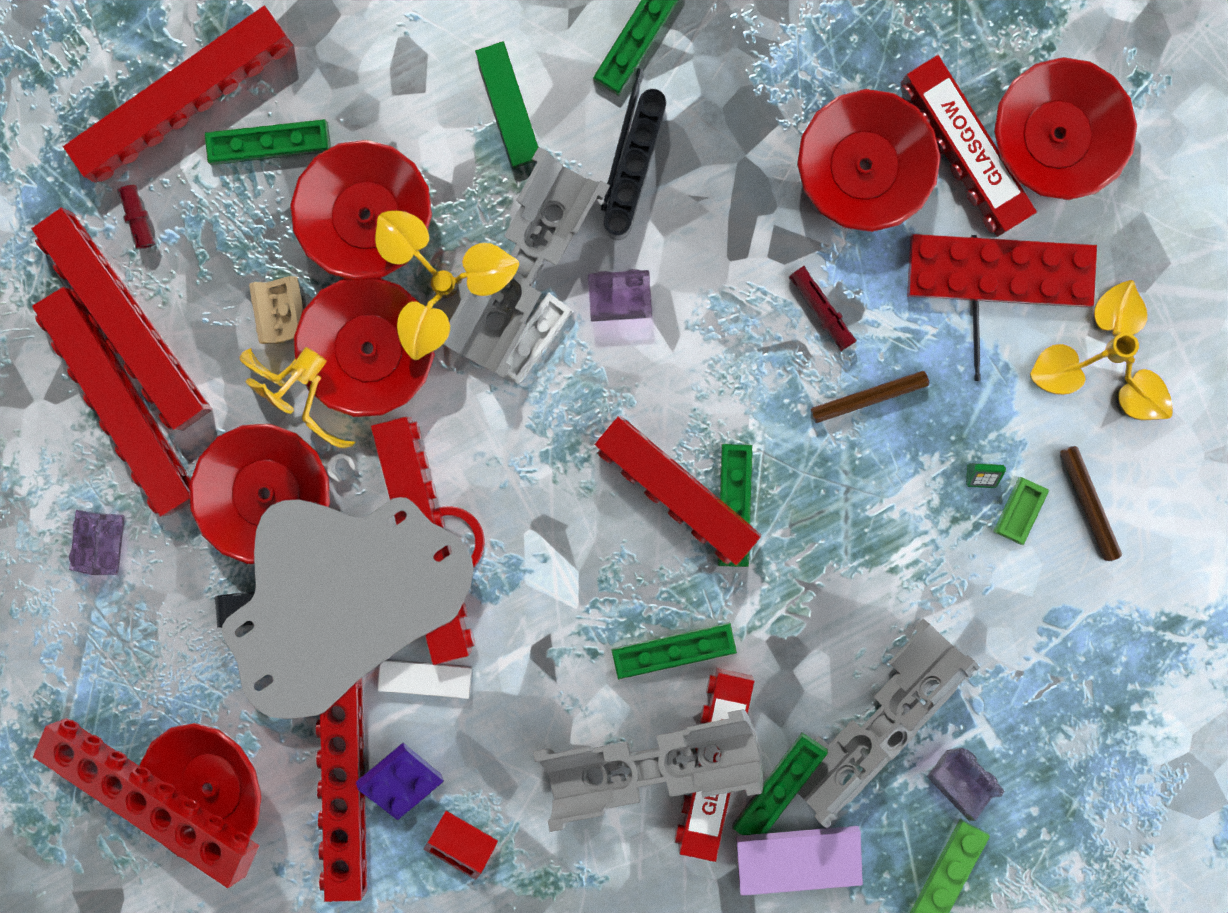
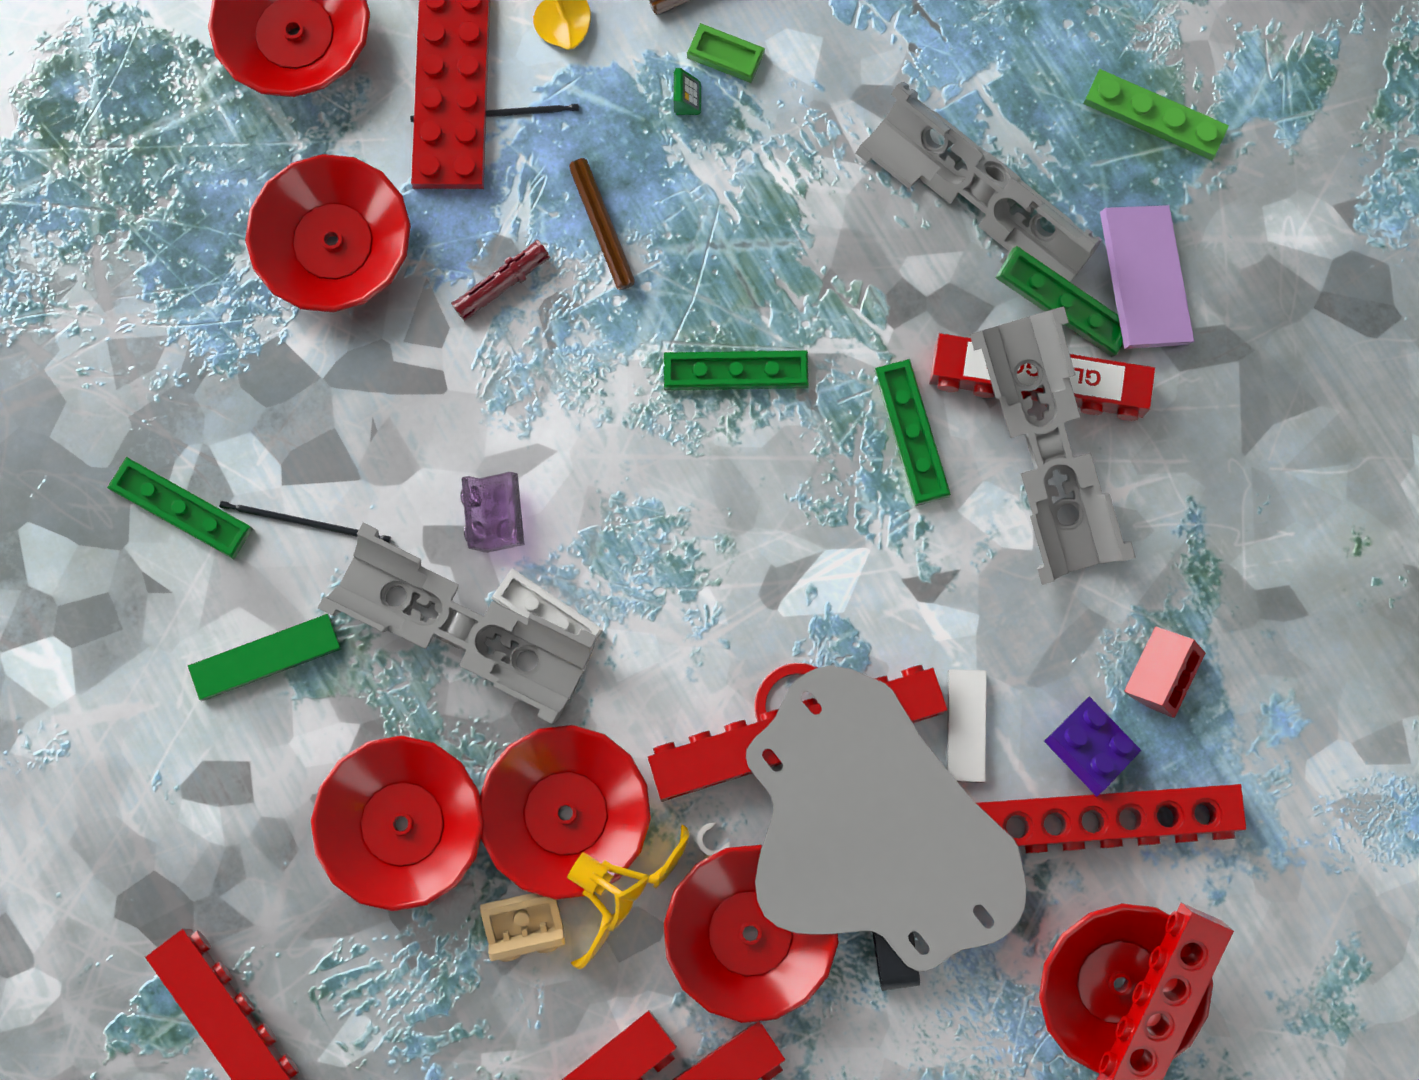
camera: 95 degrees left, 10 degrees down
(267, 142) = (313, 954): green tile -> none
(486, 268) = (463, 663): yellow plant -> none
(635, 150) = (323, 490): black beam -> none
(678, 490) = (720, 432): red brick -> none
(964, 782) = (1039, 97): clear purple bracket -> none
(967, 146) = (310, 127): red brick -> none

